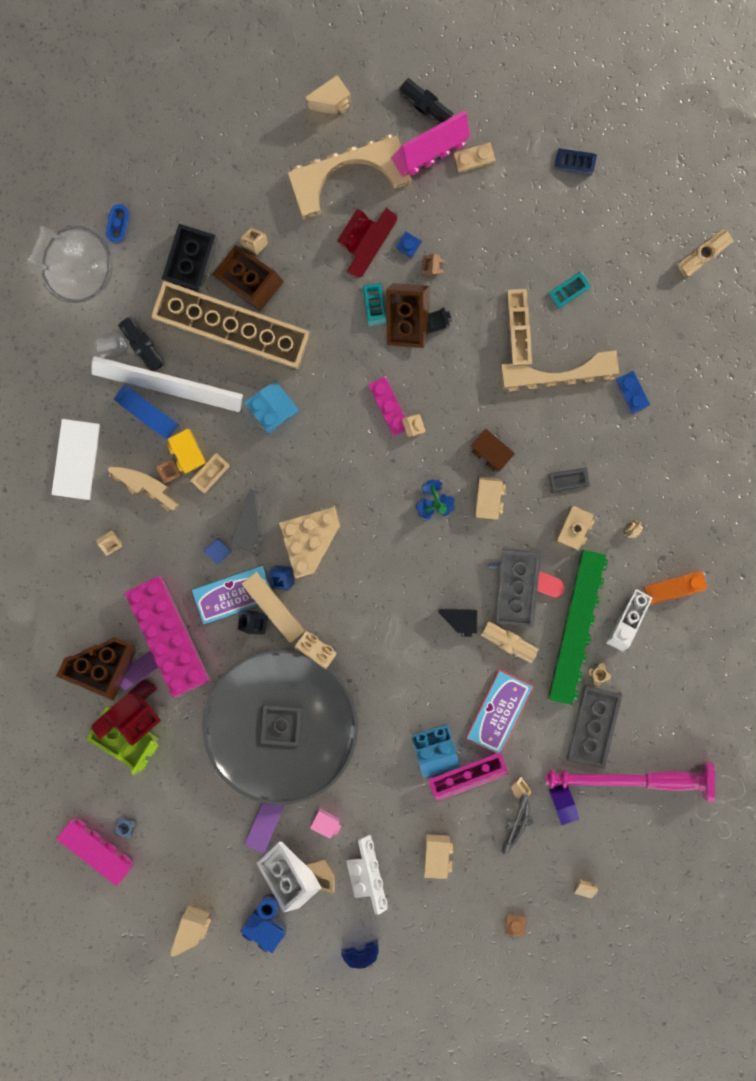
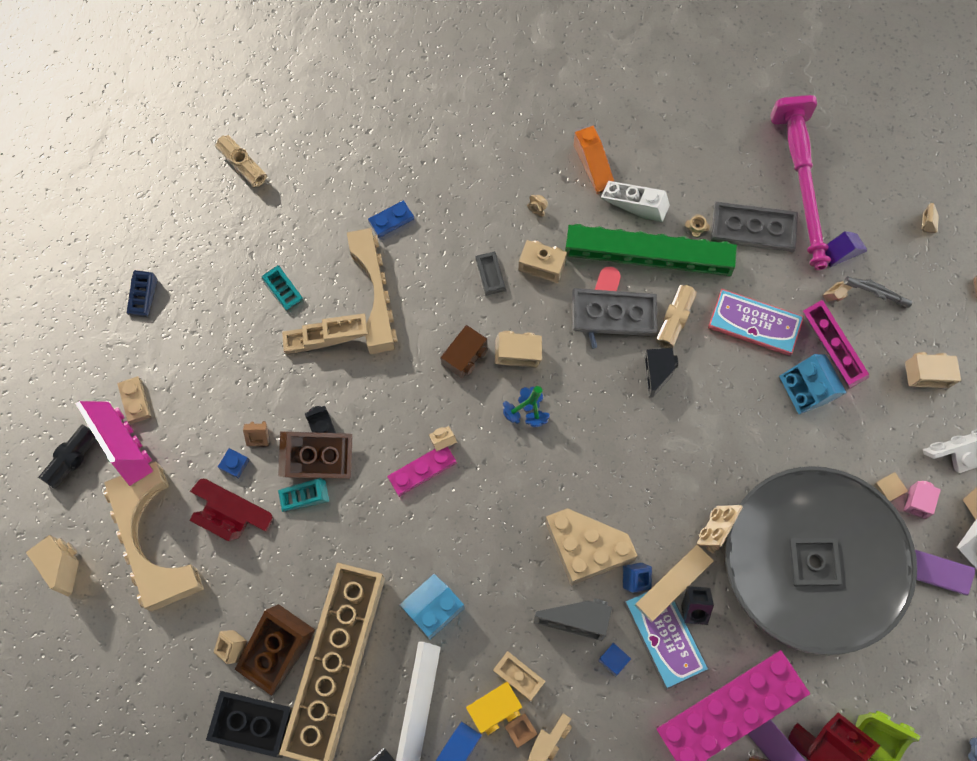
camera: 90 degrees left, 20 degrees down
(339, 801) = (891, 487): none -> tan tile

